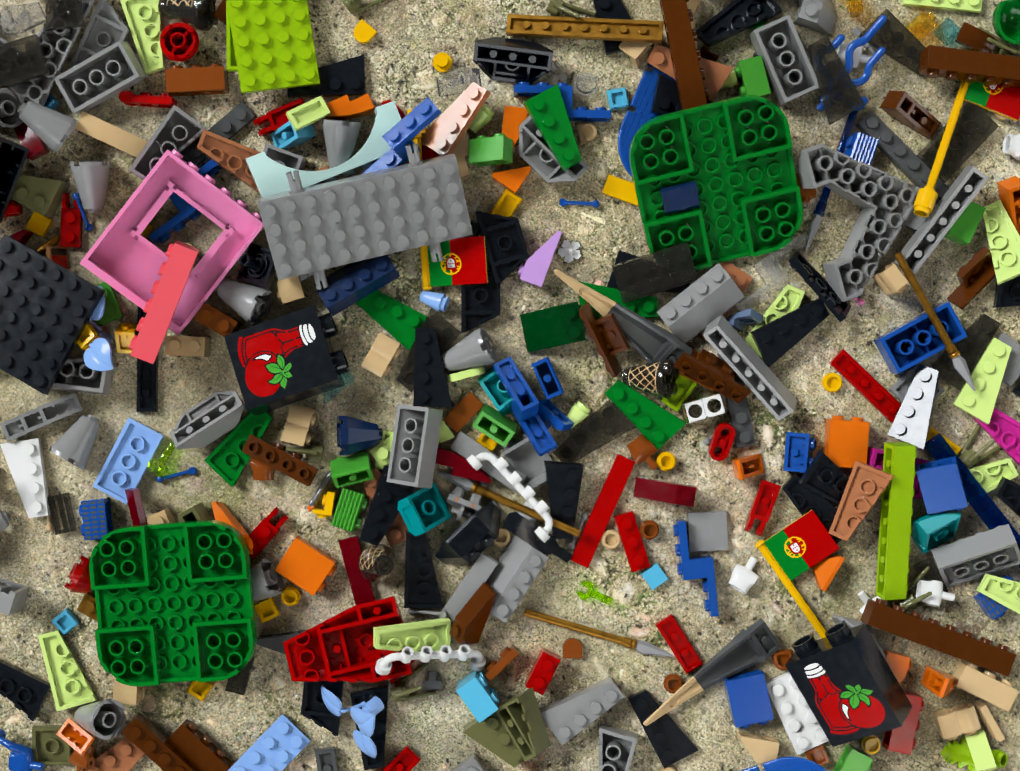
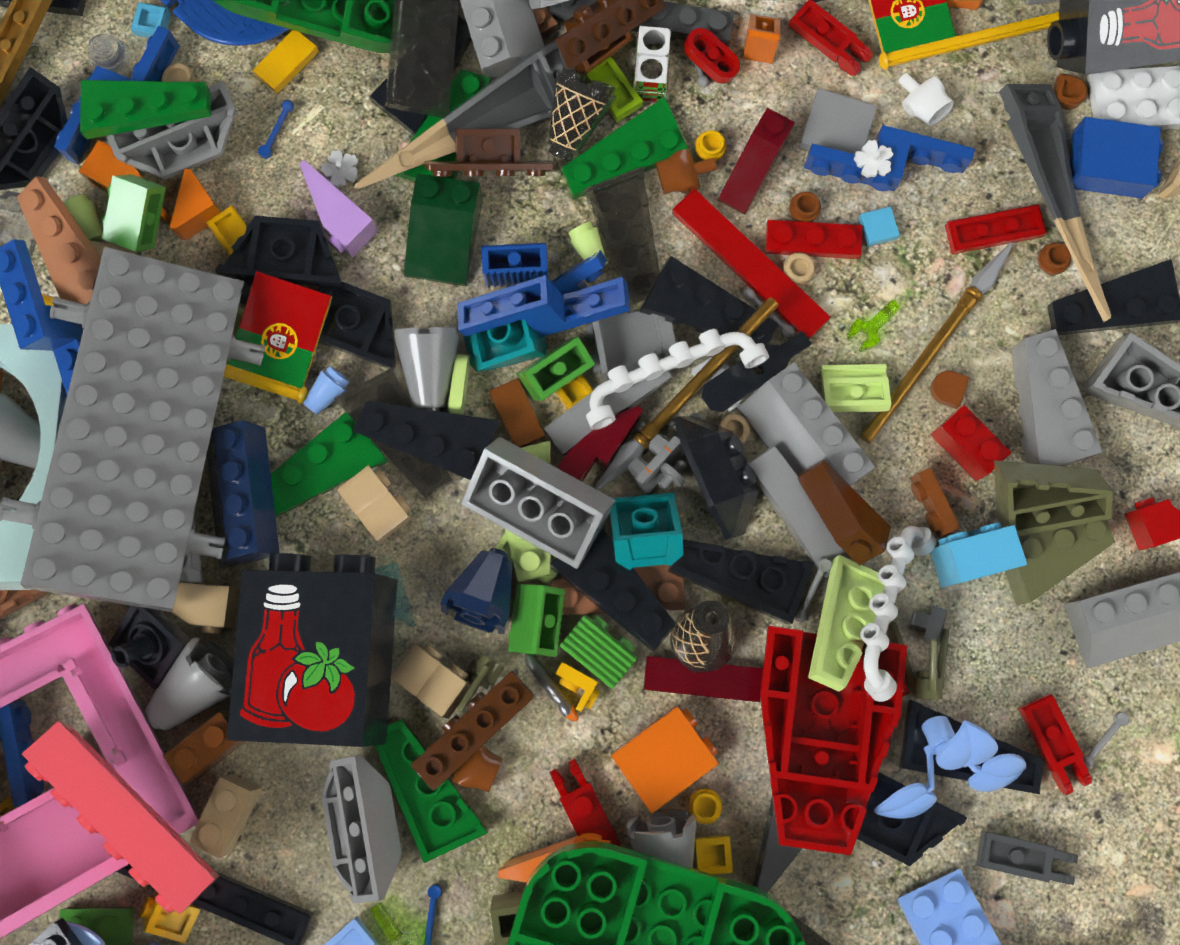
camera: 65 degrees left, 10 degrees down
(551, 596) = (856, 387): none -> yellowish green plate
(688, 560) = (873, 159): none -> white plant

